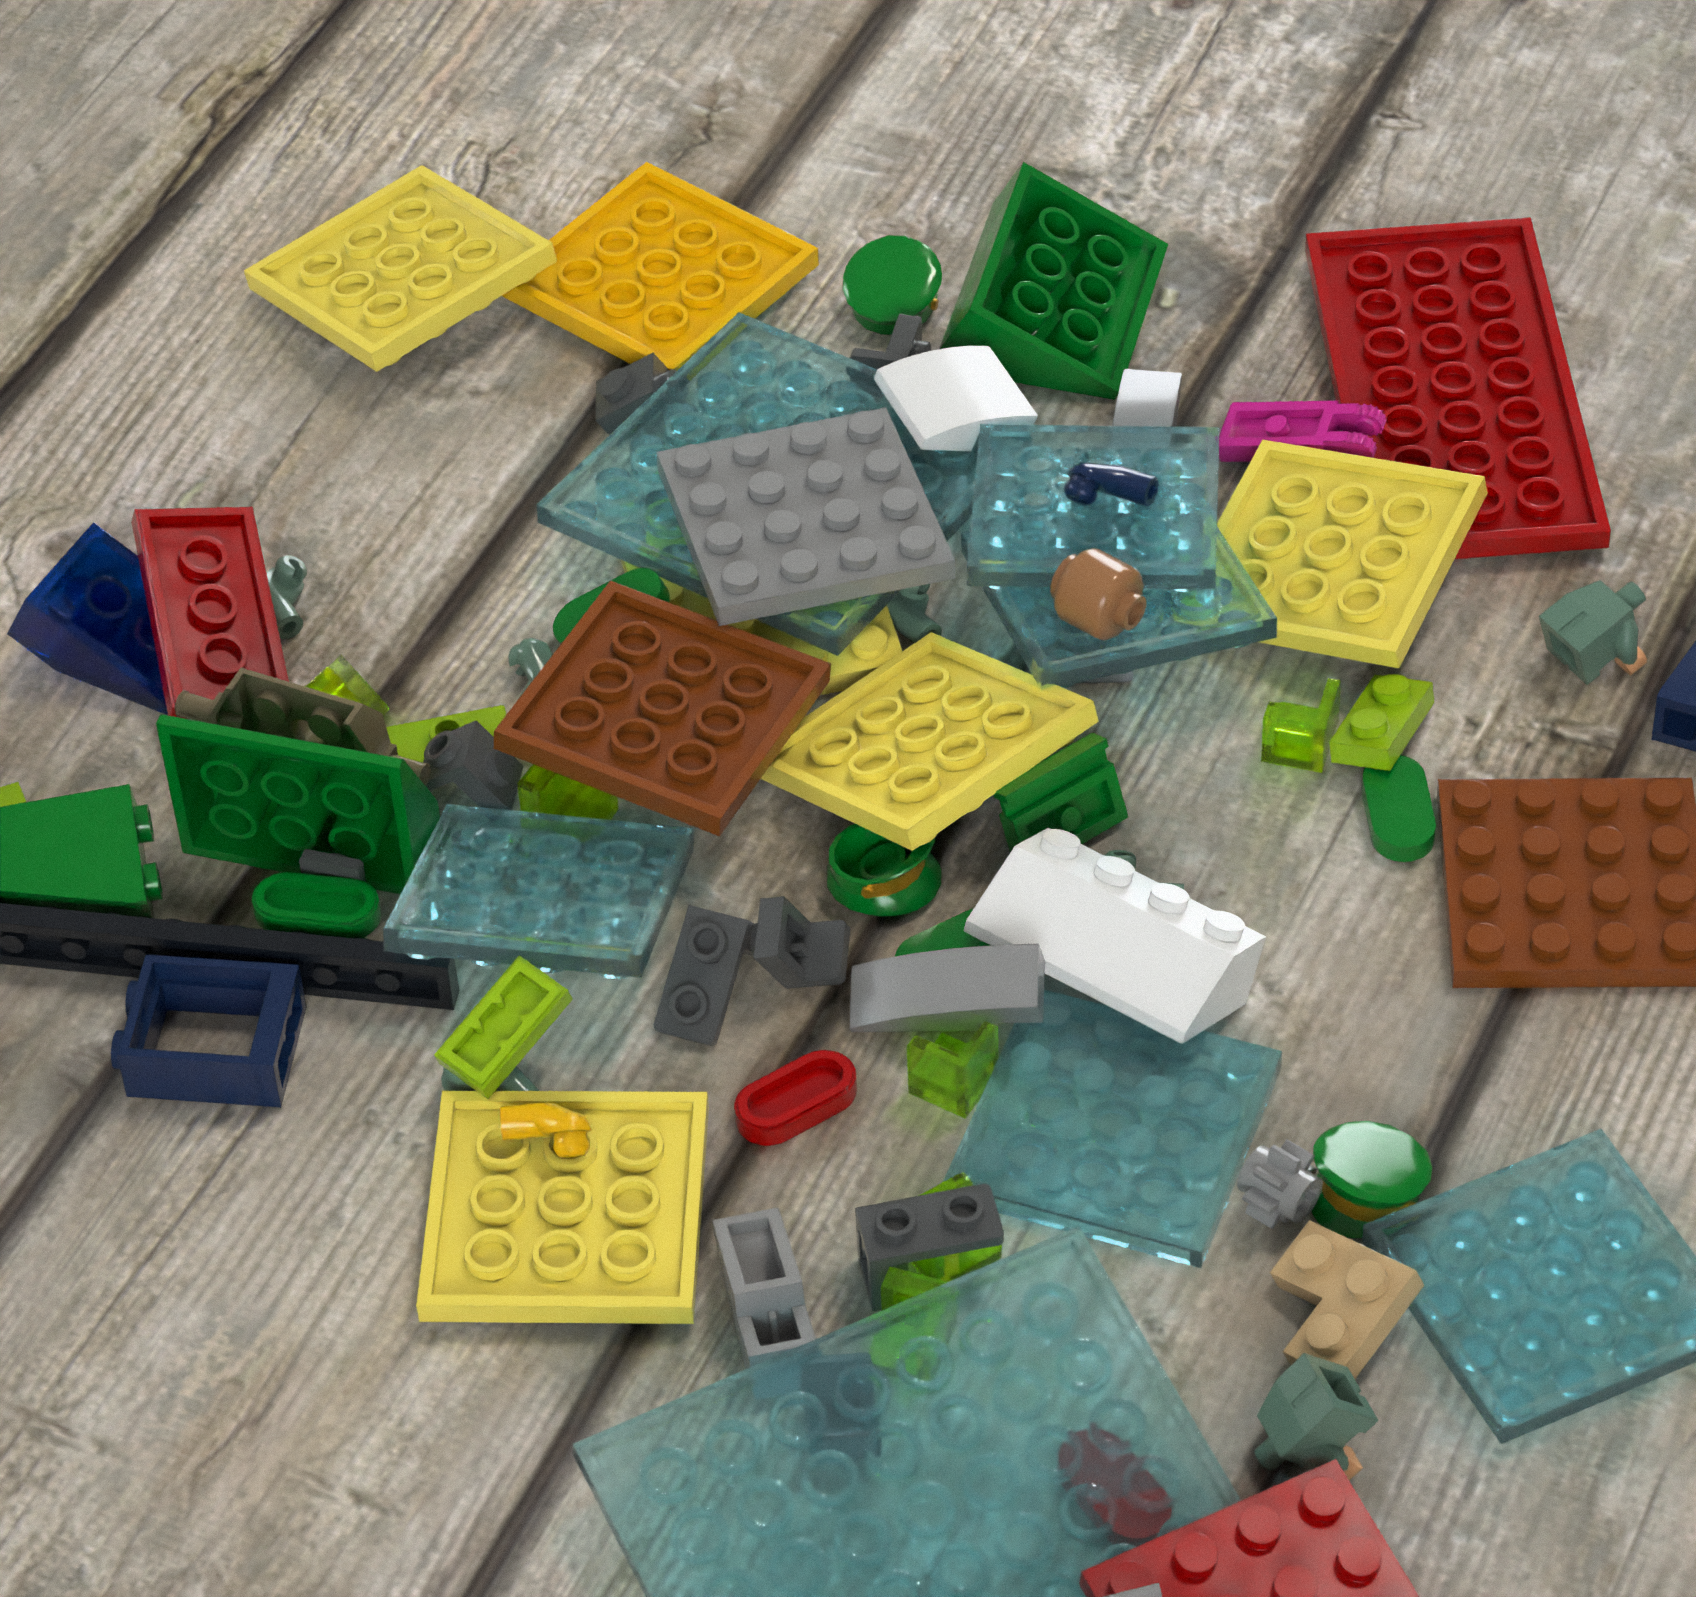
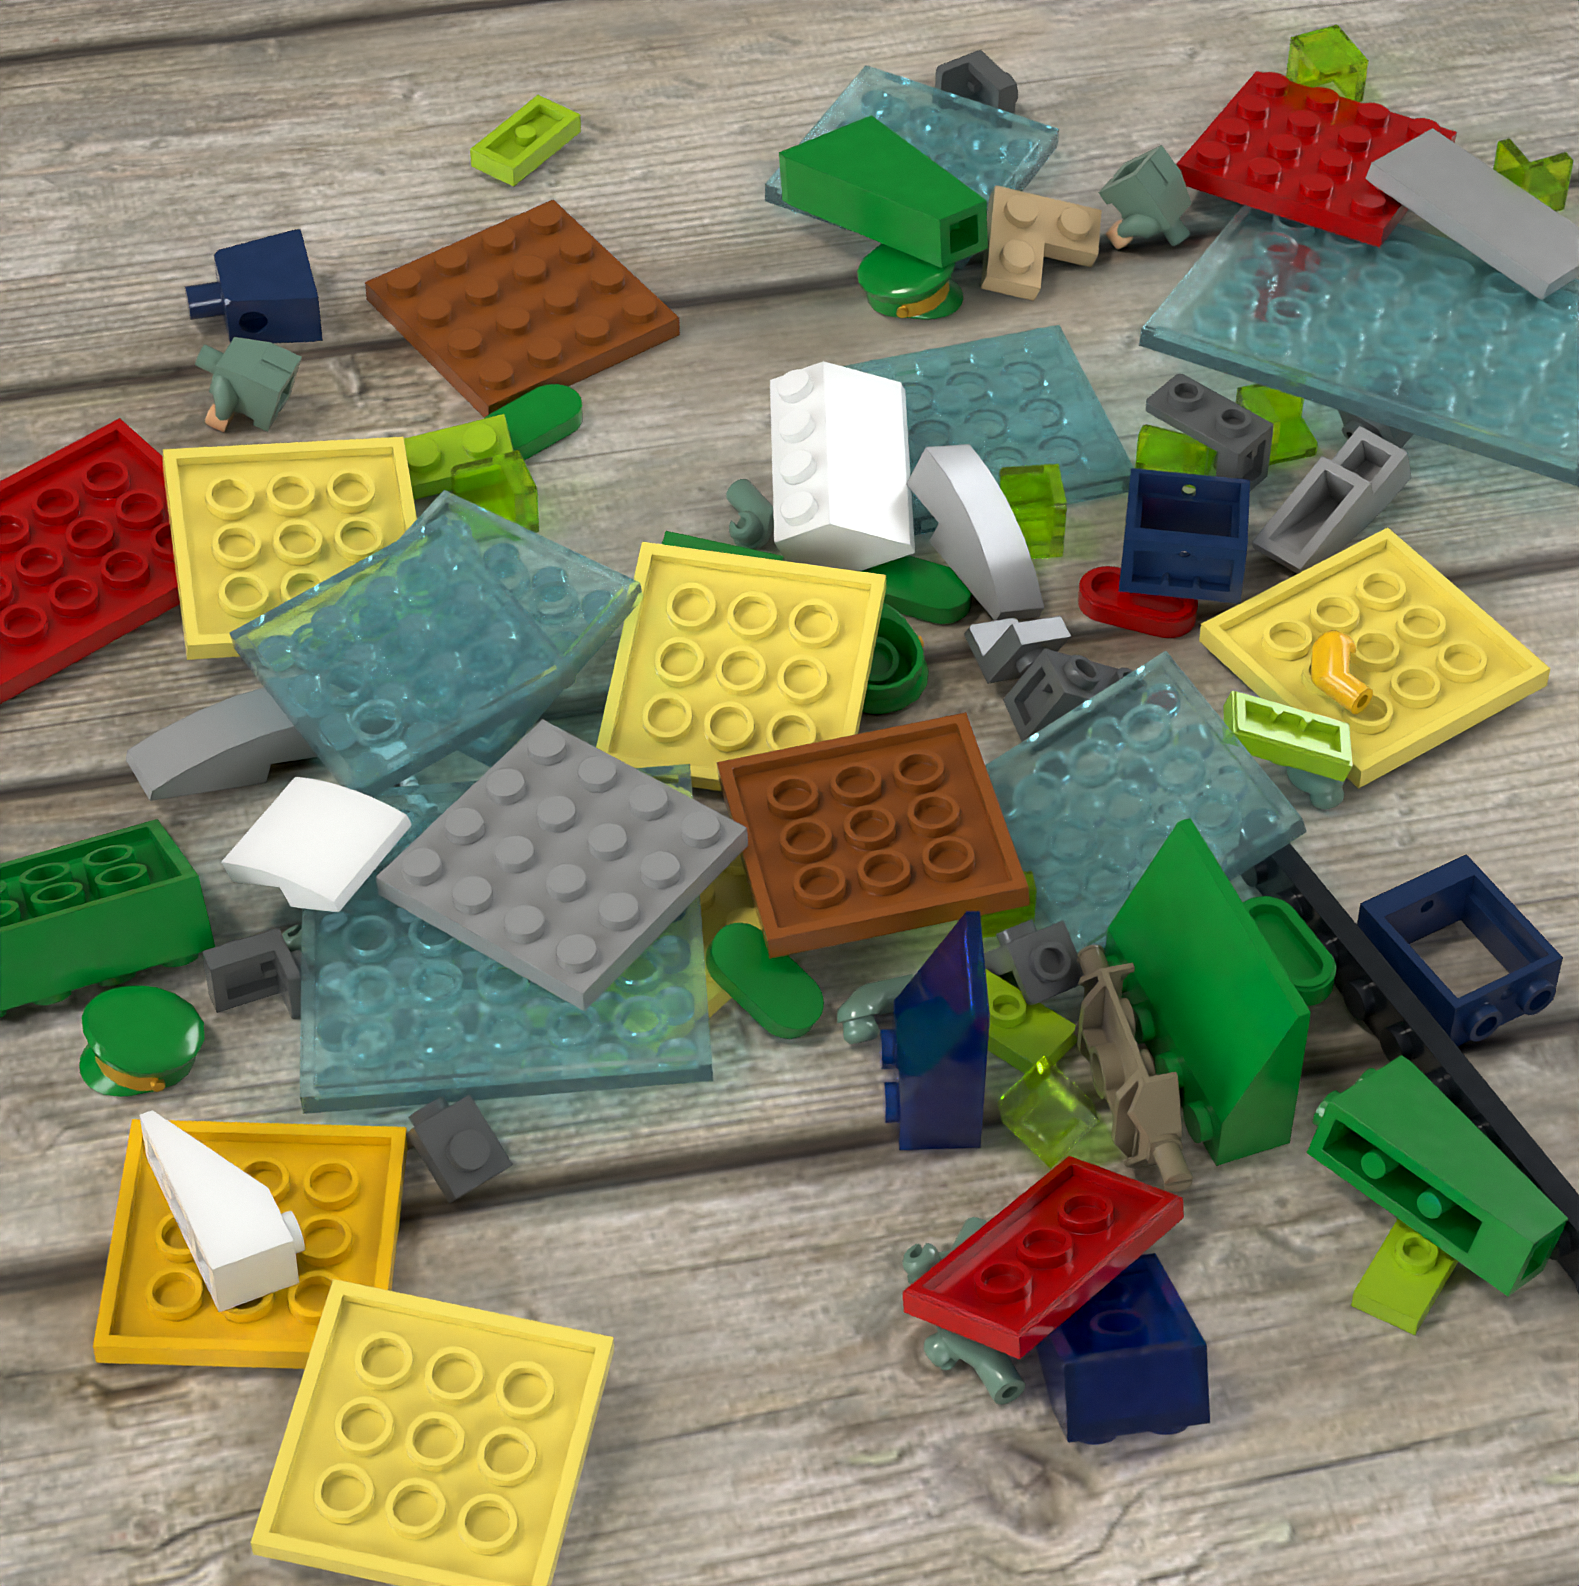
camera: 130 degrees left, 0 degrees up
(420, 639) = (940, 1046): none -> clear blue slope
(677, 227) = (224, 1217): none -> white slope
(811, 1061) = (1204, 523): none -> dark blue window
(1098, 594) = (541, 561): medium nougat head -> none
(1110, 479) = (391, 630): dark blue arm -> none
(1279, 1184) = (970, 302): light grey gear -> none
(1302, 424) = (149, 648): dark pink hinge -> none
(1464, 1159) = (885, 191): none -> green slope
(1631, 1413) = (979, 80): none -> dark grey bracket

